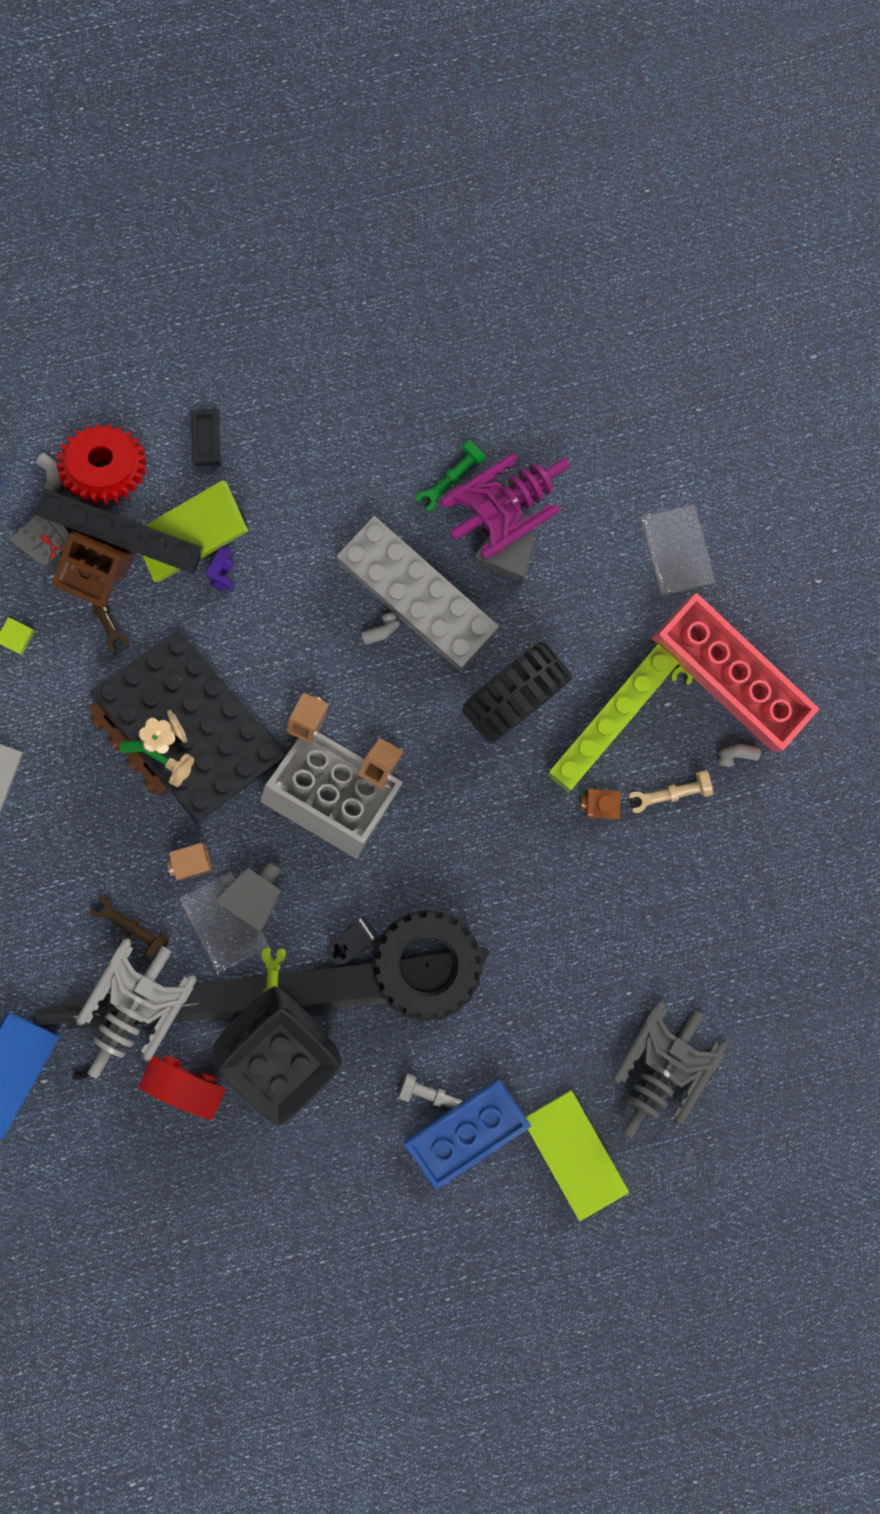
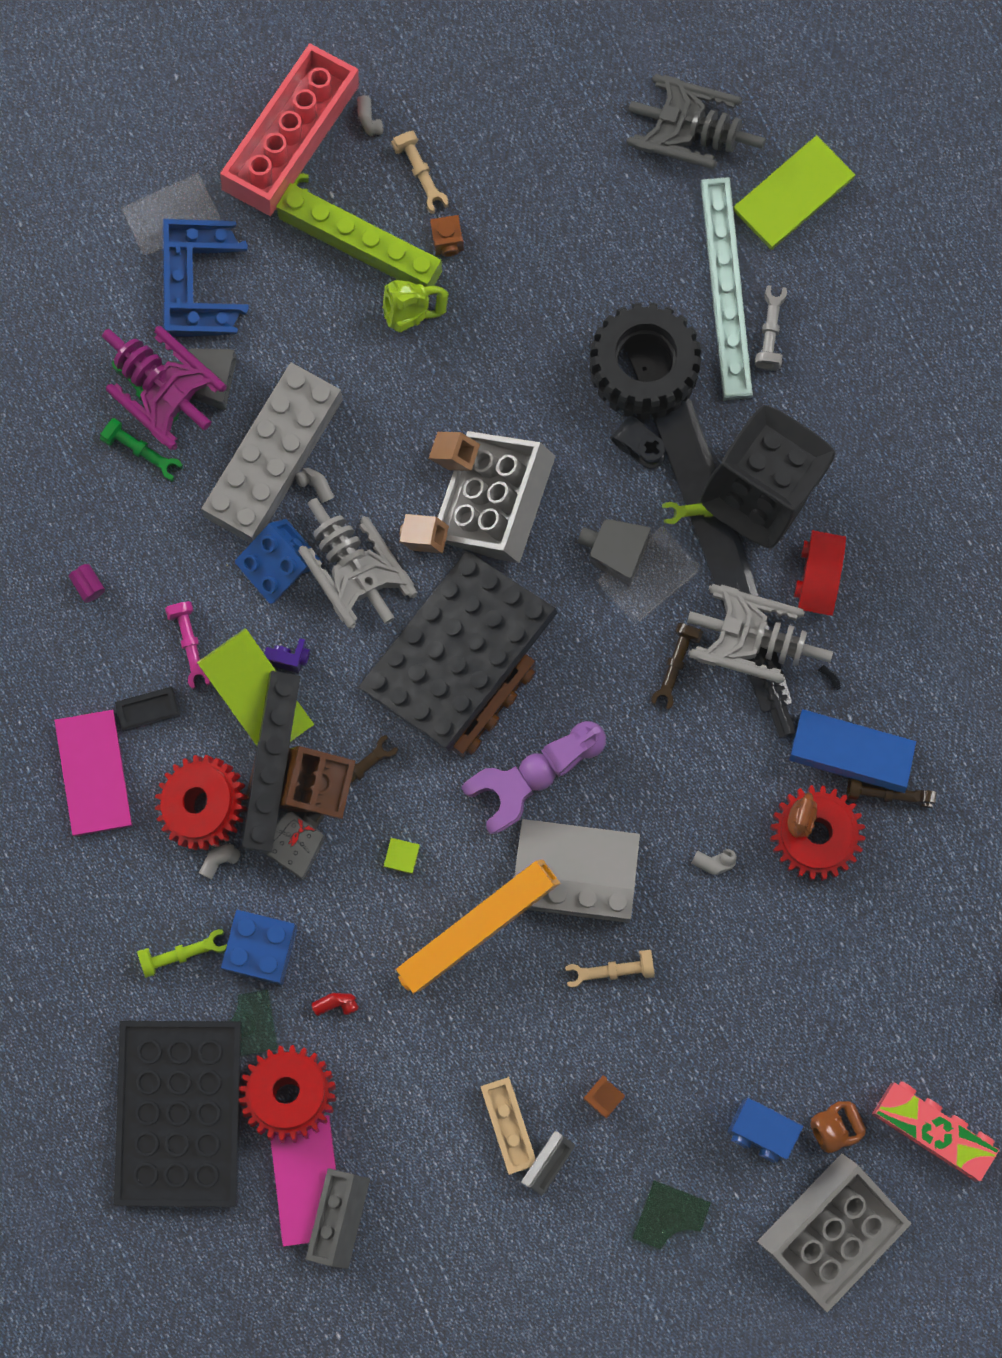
camera: 100 degrees left, 5 degrees down
(57, 772) = (535, 773): none -> medium lavender piece
(157, 737) = (481, 649): tan plant -> none
(158, 378) = (93, 773): none -> dark pink tile
(189, 862) = (596, 619): medium nougat brick -> none
(284, 649) = (358, 572): none -> light grey bar
(287, 484) = (181, 612): none -> dark pink piece
(316, 581) = (274, 559): none -> blue bracket
(334, 404) = (86, 583): none -> magenta piece
(467, 1133) = (798, 294): blue tile -> none
(491, 1064) = (726, 289): none -> light aqua tile
(516, 692) = (357, 324): black tyre -> none
(536, 753) = (408, 304): none -> lime piece
(644, 547) = (179, 242): none -> blue wedge

